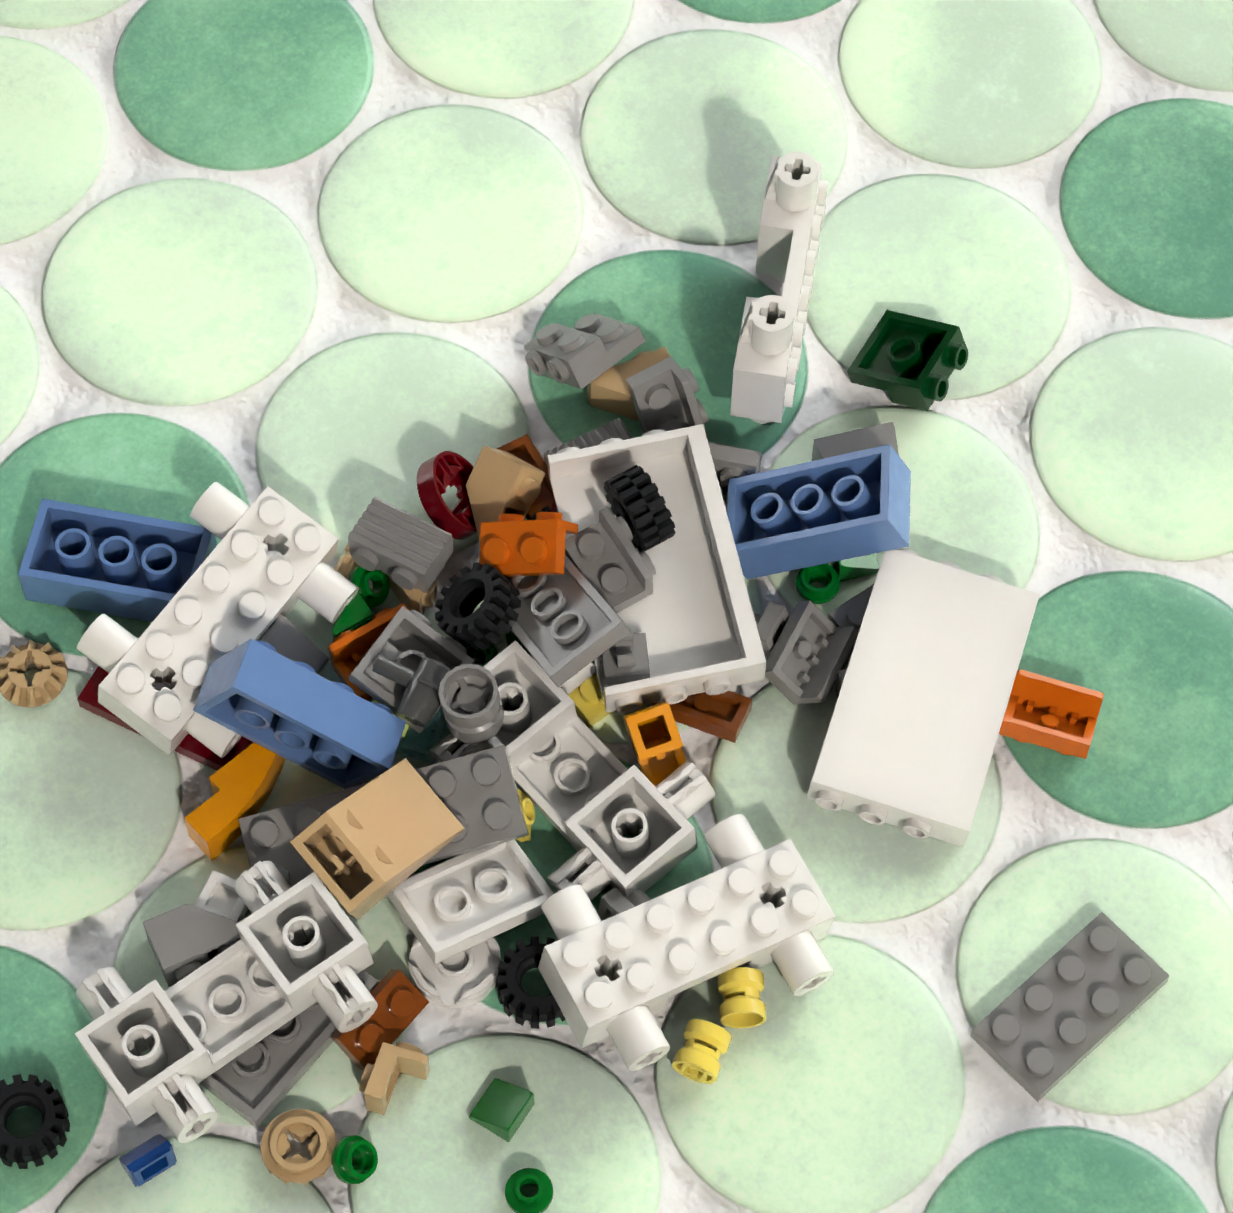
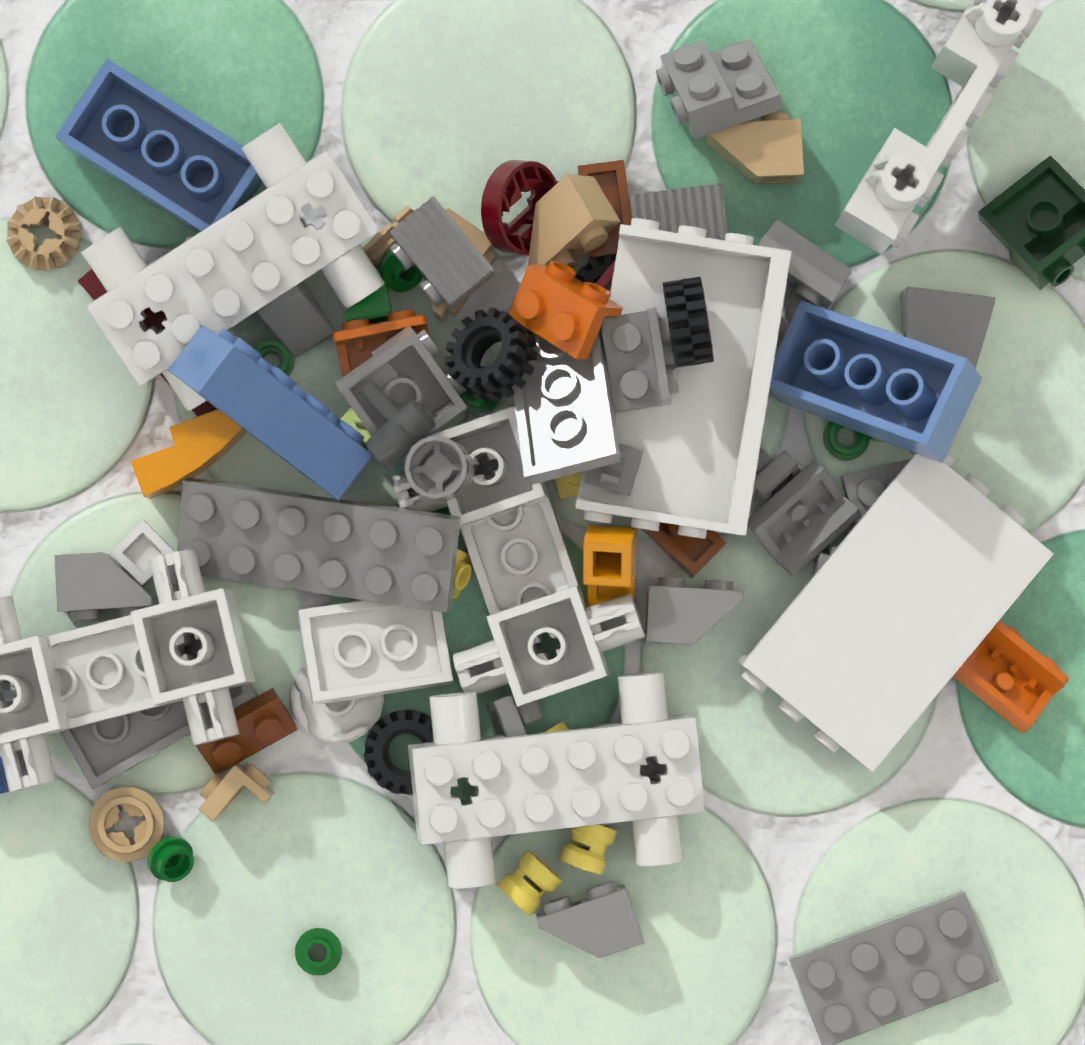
camera: 20 degrees right, 25 degrees up
(377, 837) = (297, 571): tan slope -> none
(503, 1108) = (325, 859): green slope -> none
(666, 397) = (775, 188): light grey bracket -> none
(742, 767) = (684, 613): none -> light grey slope
(779, 1064) = (595, 924): none -> light grey slope

